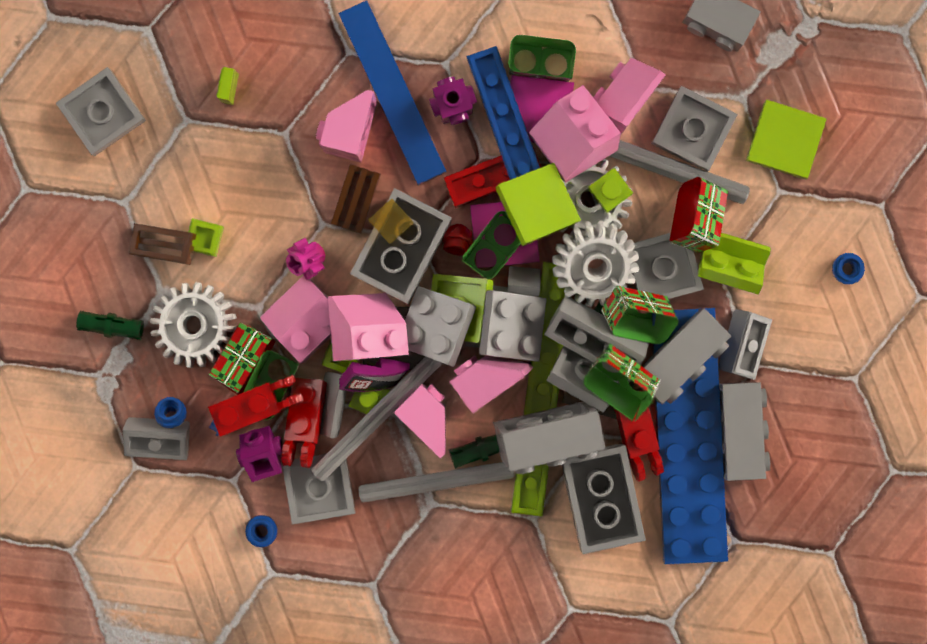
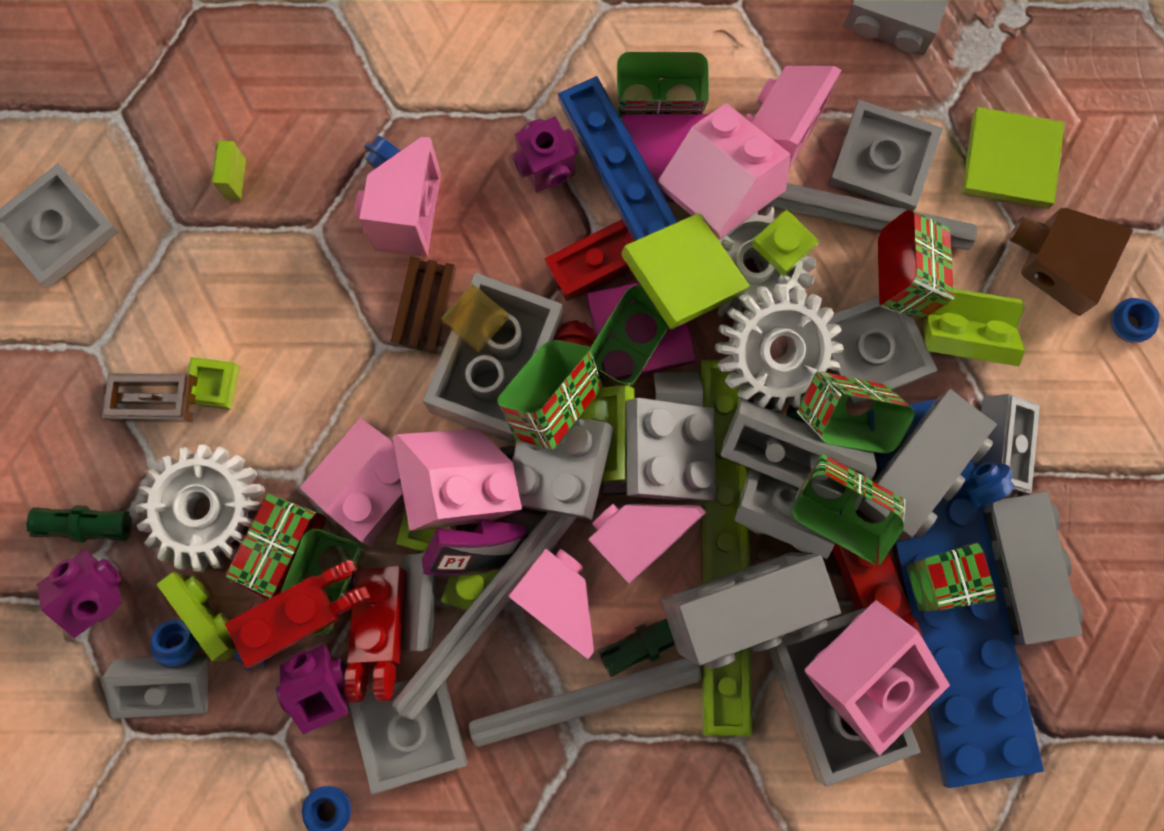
camera: 10 degrees left, 10 degrees down
(111, 372) = (80, 592): none -> magenta brick
(195, 407) = (190, 602): none -> lime plate
(305, 258) = (358, 393): dark pink gear -> none
(338, 87) = (380, 151): none -> blue plate
(392, 92) = (462, 159): blue tile -> none
(437, 263) = (559, 378): none -> piece
(624, 490) = (878, 676): none -> bright pink slope
(682, 434) = (951, 579): none -> piece
(723, 372) = (990, 482): none -> blue plate
(811, 218) = (1071, 256): none -> reddish brown torso

